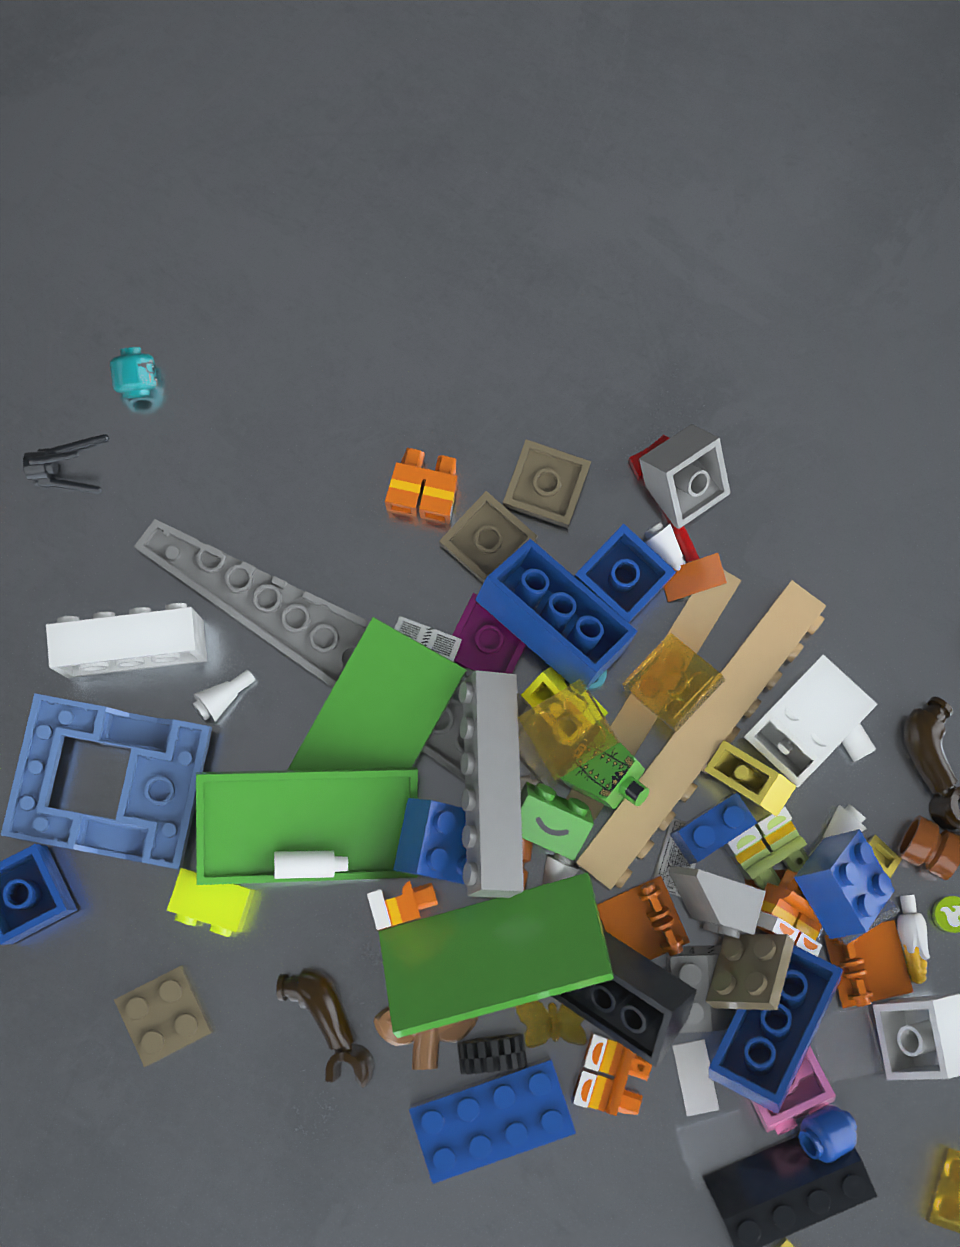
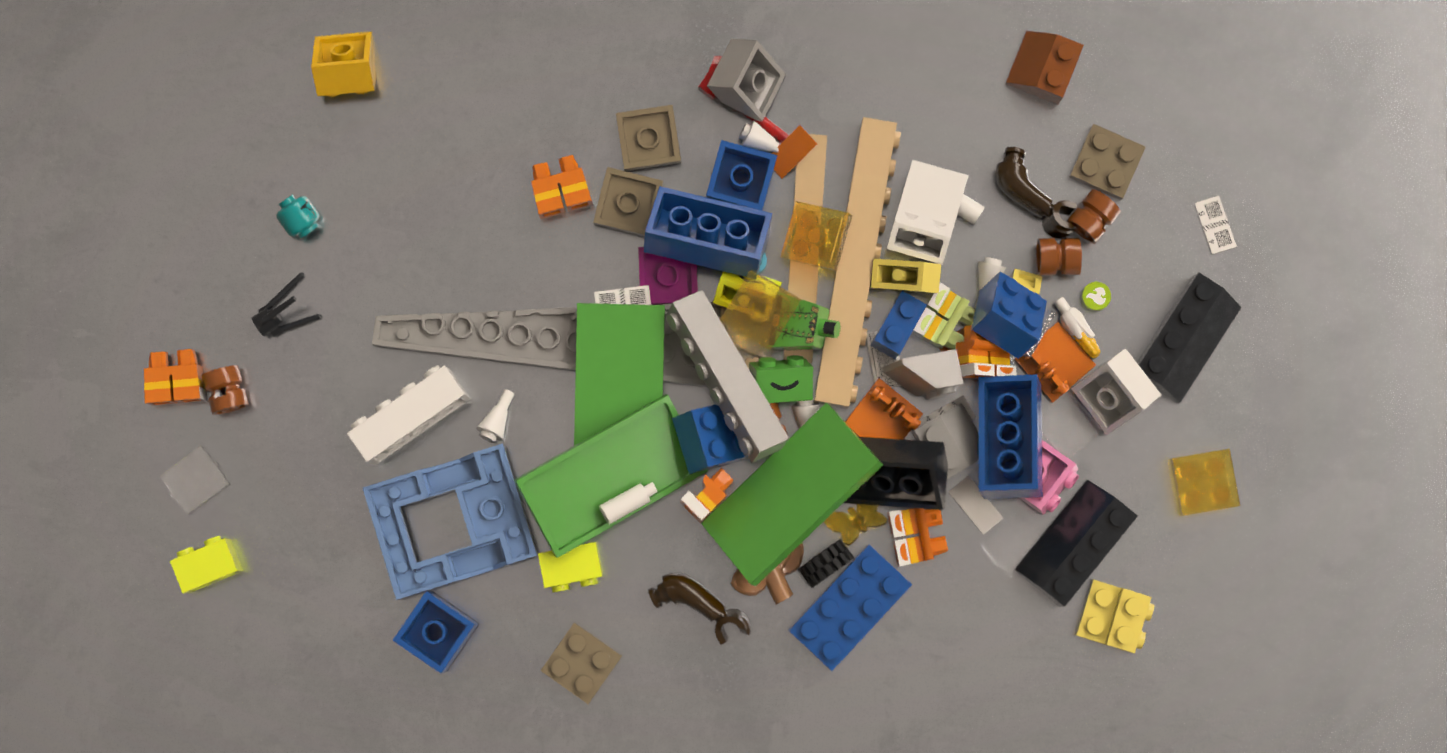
camera: 30 degrees left, 5 degrees up
(269, 244) = (343, 64): none -> yellow slope
(750, 972) = (974, 410): dark tan plate -> none
(828, 1133) = (1083, 492): blue head -> none

